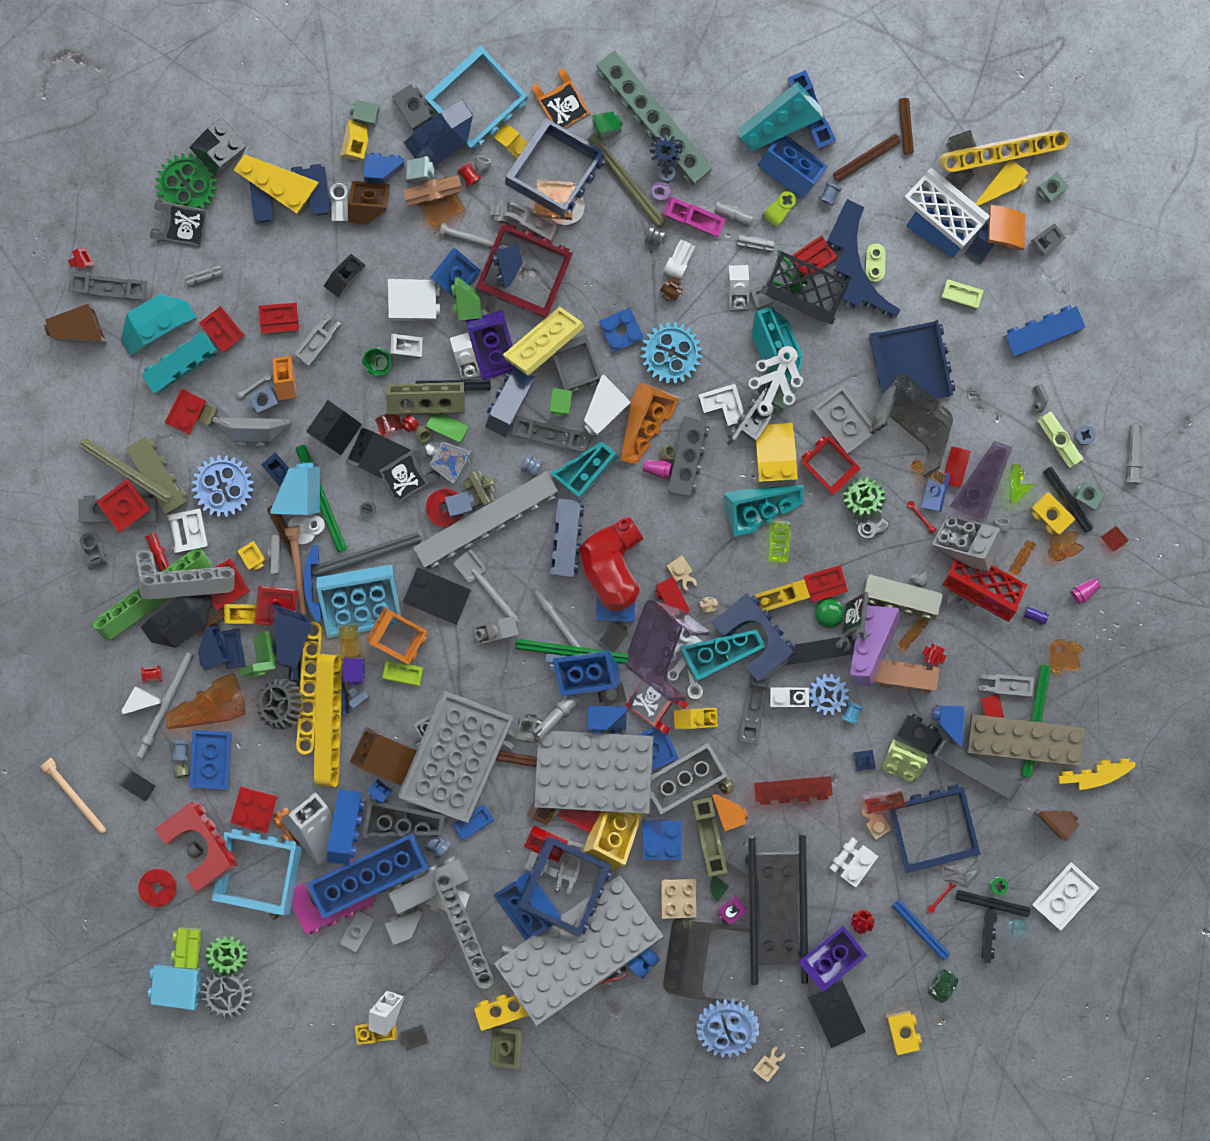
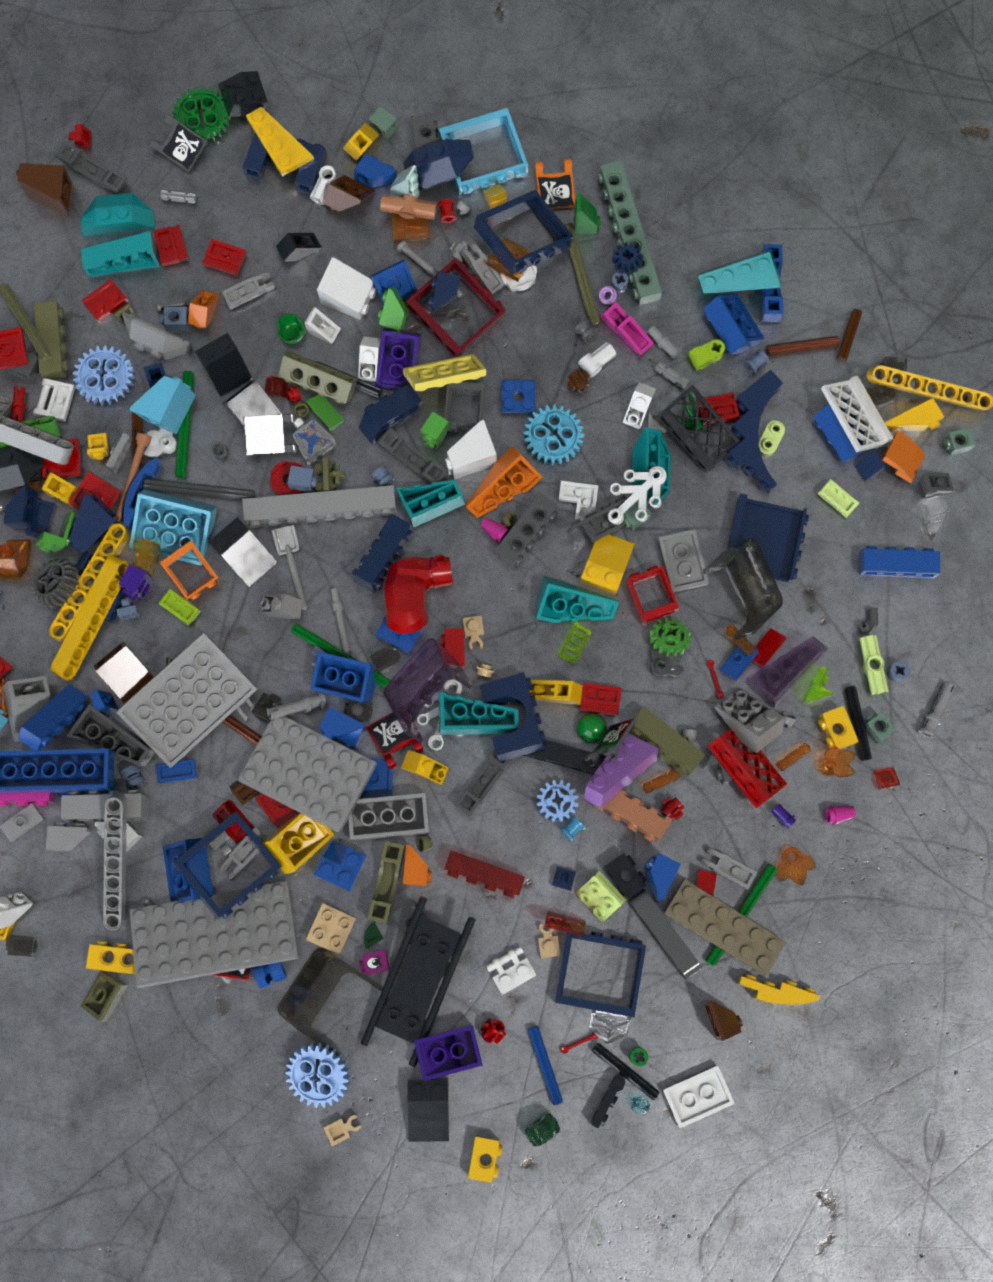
camera: 25 degrees right, 10 degrees down
(788, 697) = (519, 786): white slope -> none

